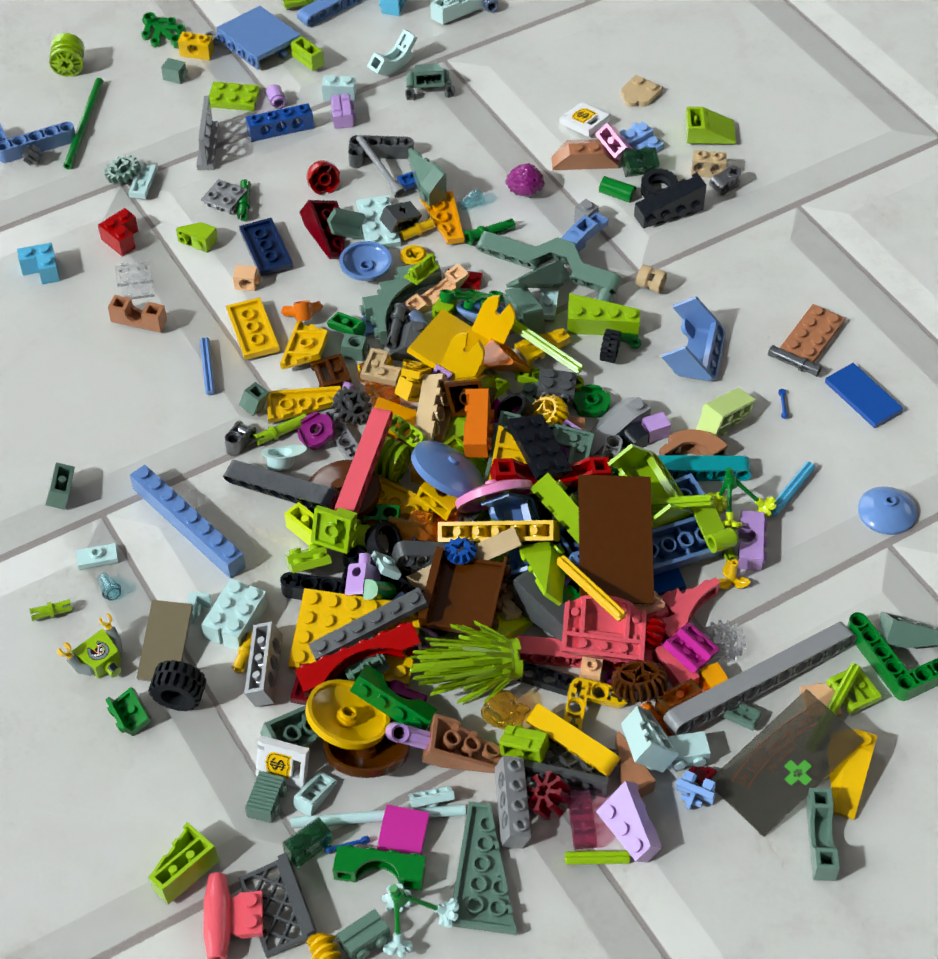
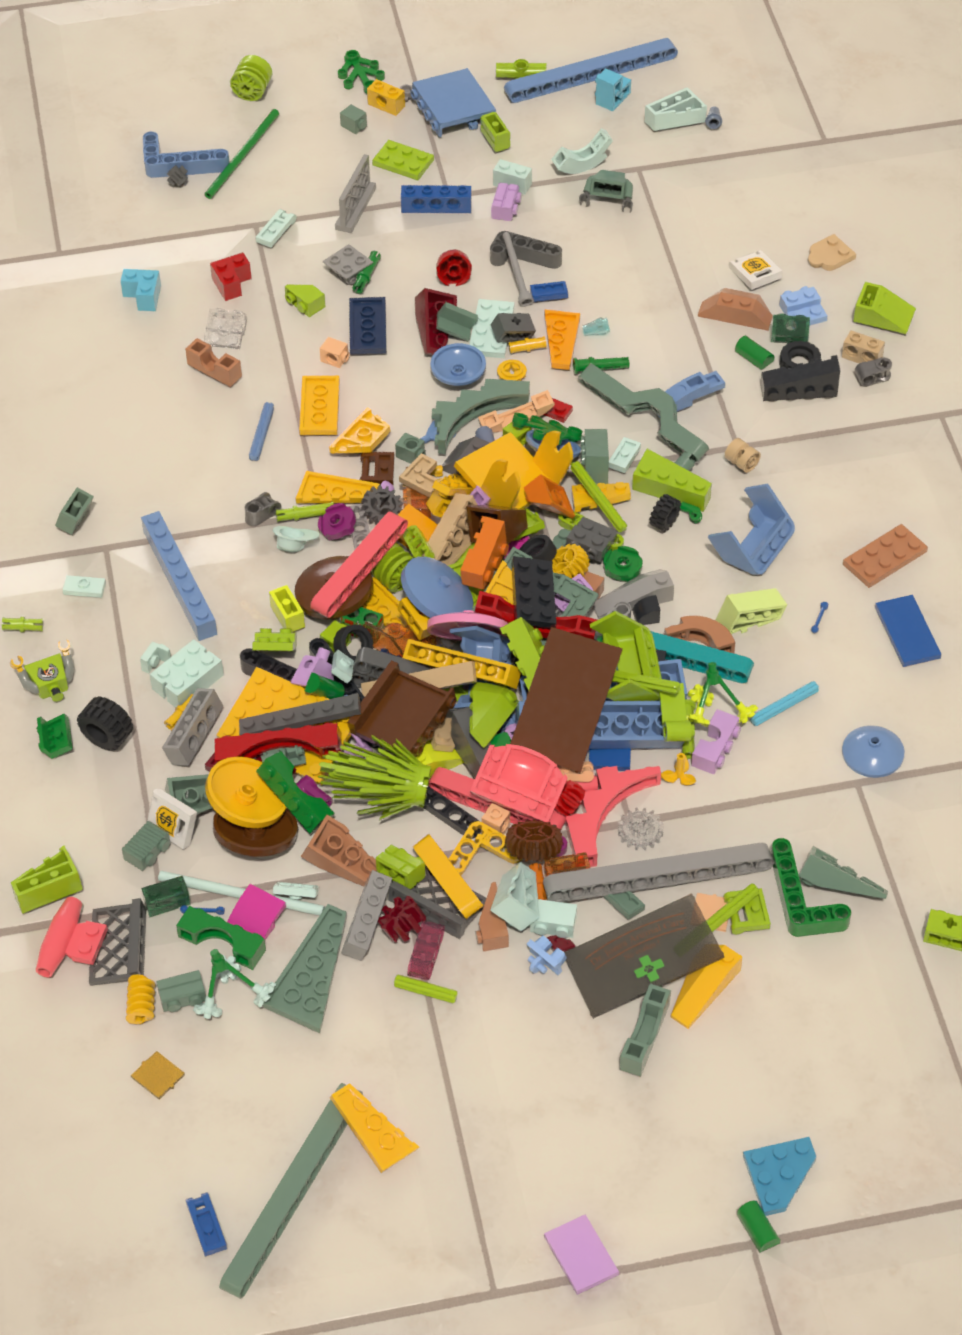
camera: 20 degrees right, 0 degrees up
(110, 588) = (83, 620): clear light blue cone -> none
(122, 169) = (258, 211): sand green gear -> none
(164, 636) = (114, 674): dark tan tile -> none
(254, 398) = (289, 474): sand green brick -> none
(276, 96) = (445, 170): lavender brick -> none
(280, 485) = (276, 565): black beam -> none
(302, 310) = (376, 399): orange axle -> none
(308, 804) = (180, 862): light aqua slope -> none
(335, 528) = (306, 618): lime plate -> none
(346, 324) = (412, 424): green brick -> none
(397, 320) = (463, 433): dark grey pin -> none
(409, 735) = (296, 828): lavender piece -> none
(422, 270) = (504, 389): lime hinge -> none
(428, 178) = (557, 296): sand green wedge -> none
(463, 556) = (415, 676): blue gear -> none
(504, 710) = (397, 830): clear yellow piece -> none
(525, 180) = (654, 317): magenta piece -> none
(542, 277) = (629, 426): sand green wedge -> none
(585, 208) = (707, 365): light grey brick -> none
(591, 588) = (519, 739): yellow axle -> none
(613, 140) = (770, 299): bright pink brick -> none
(629, 822) = (466, 965): wedge -> none
(656, 426) = (673, 606): lavender brick -> none
(691, 647) = (601, 824): dark pink slope -> none
(711, 676) = (611, 855): light orange brick -> none
(796, 361) = (857, 581): dark grey pin -> none

